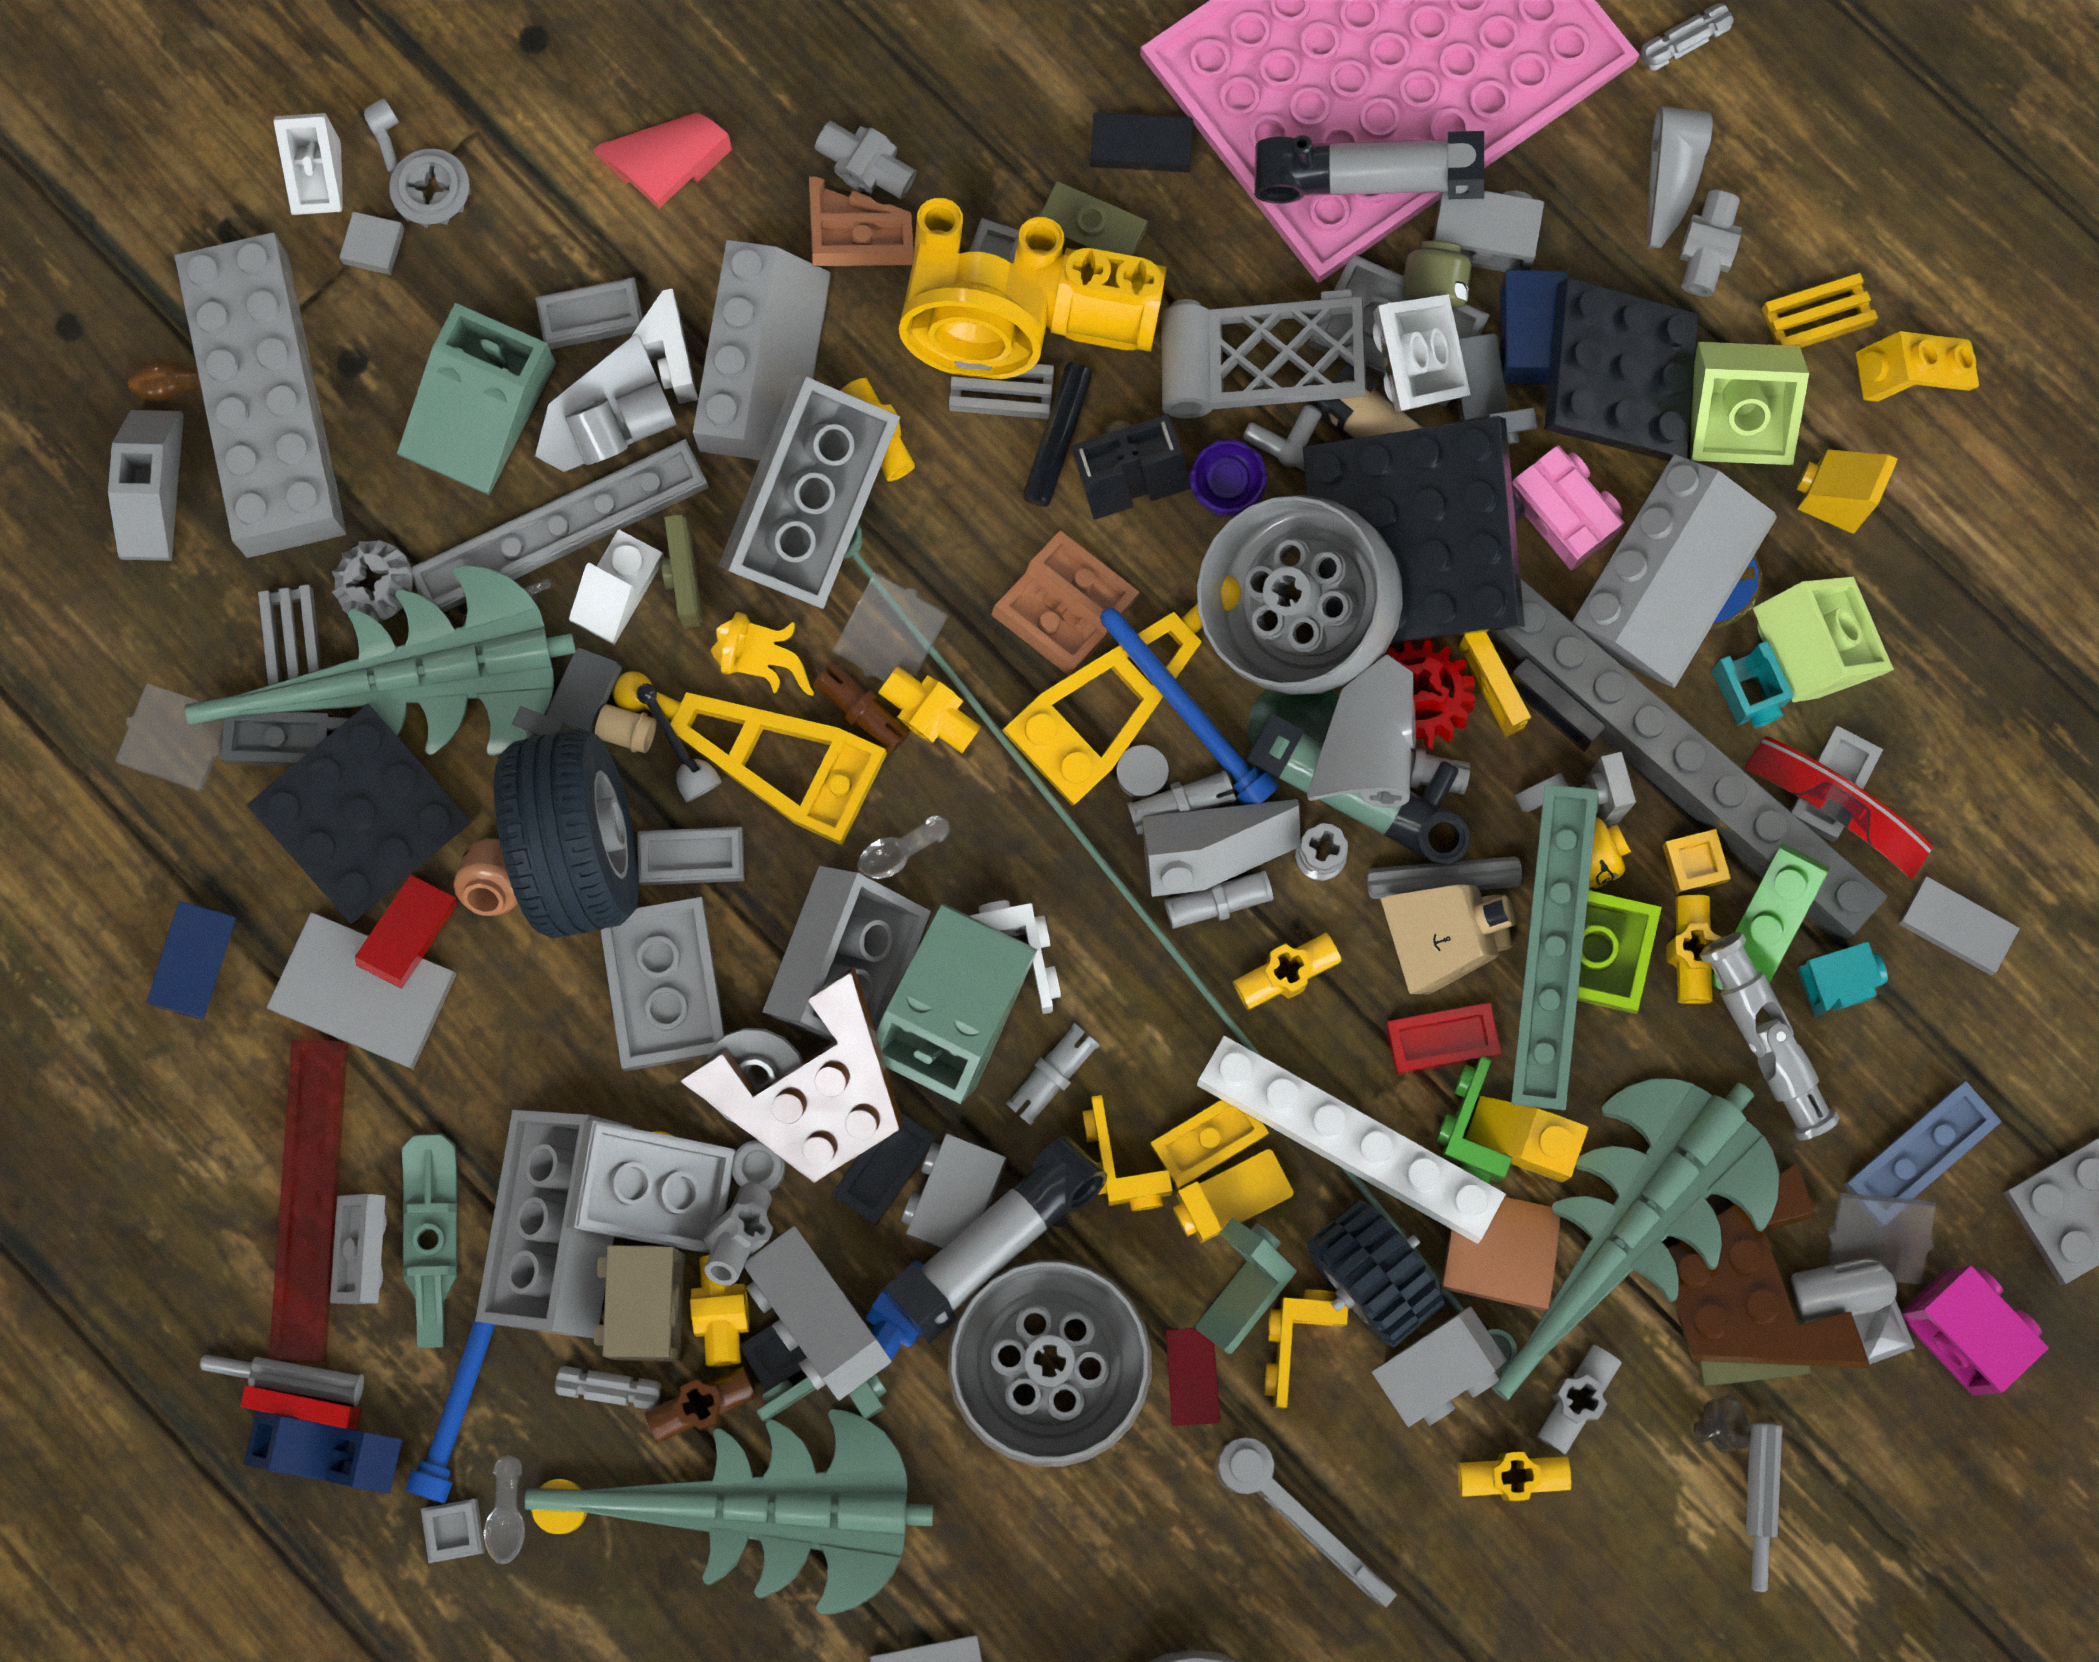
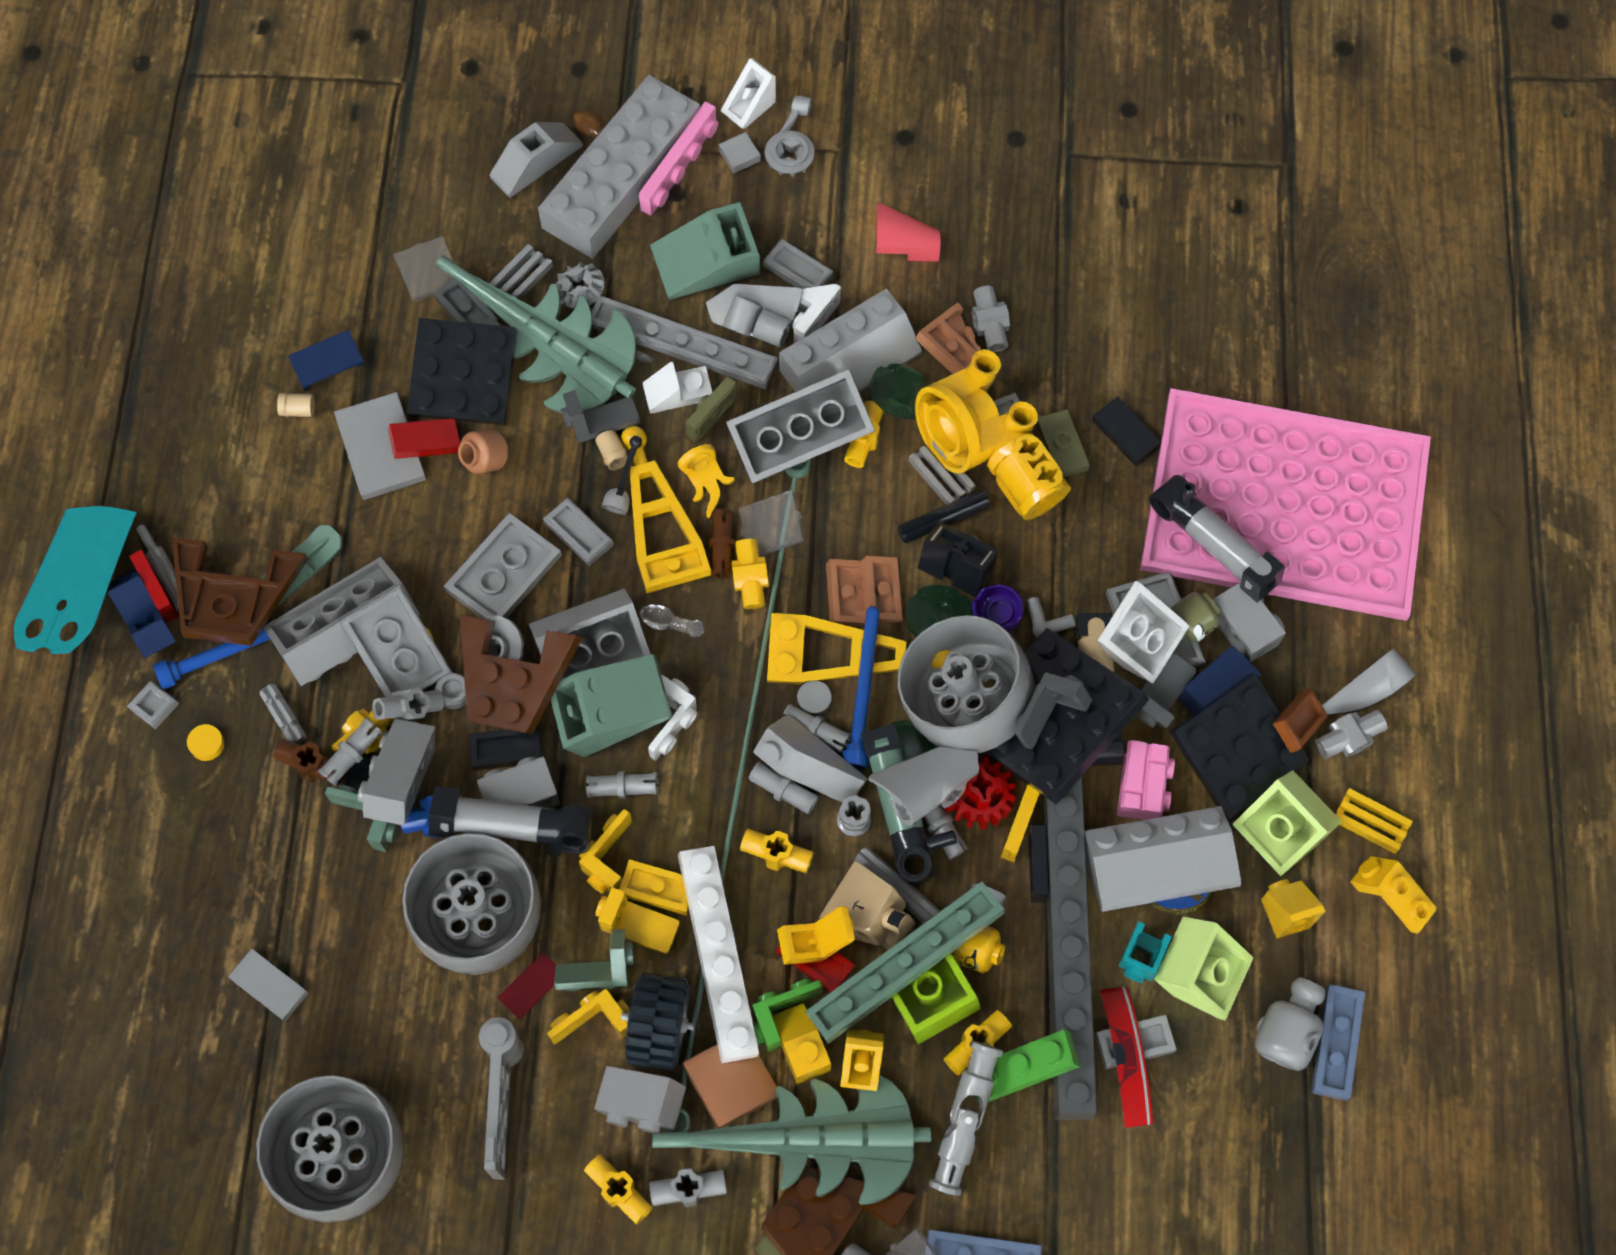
camera: 45 degrees right, 10 degrees down
(190, 1478) = (74, 570): none -> teal piece
(213, 1045) = (295, 404): none -> tan piece
(308, 1200) = (269, 500): clear red tile -> none
(311, 300) = (673, 166): none -> bright pink plate
(358, 1249) = (243, 553): light grey plate -> none
(411, 1342) = (228, 605): none -> reddish brown wing
(505, 1526) = (174, 725): clear piece -> none
(566, 833) = (529, 457): black wheel -> none
(642, 1303) = (334, 689): dark tan container -> none
(740, 1349) = (350, 752): none -> light grey pin
(849, 1512) = (315, 877): sand green animal -> none
(860, 342) = (896, 389): none -> clear green tile
(1167, 546) = (934, 605): none -> clear green tile
(1195, 348) = (1040, 546): light grey piece -> none
(1417, 495) = (1050, 690): none -> dark grey bracket
(1436, 1015) = (816, 940): none -> yellow bracket
(1608, 1086) = (862, 1059): none -> yellow slope
(1614, 788) = (1015, 922): light grey plate -> none
(1652, 280) = (1300, 720): none -> dark orange tile
(1686, 36) = (1445, 632): light grey axle -> none
(1696, 861) = (1025, 1005): yellow plate -> none
(1842, 978) = (1036, 1133): teal window -> none
(1959, 926) = (1122, 1172): light grey tile -> none
(1970, 613) = (1291, 1029): none -> light grey piece
(2021, 577) = (1338, 1043): none -> sand blue plate

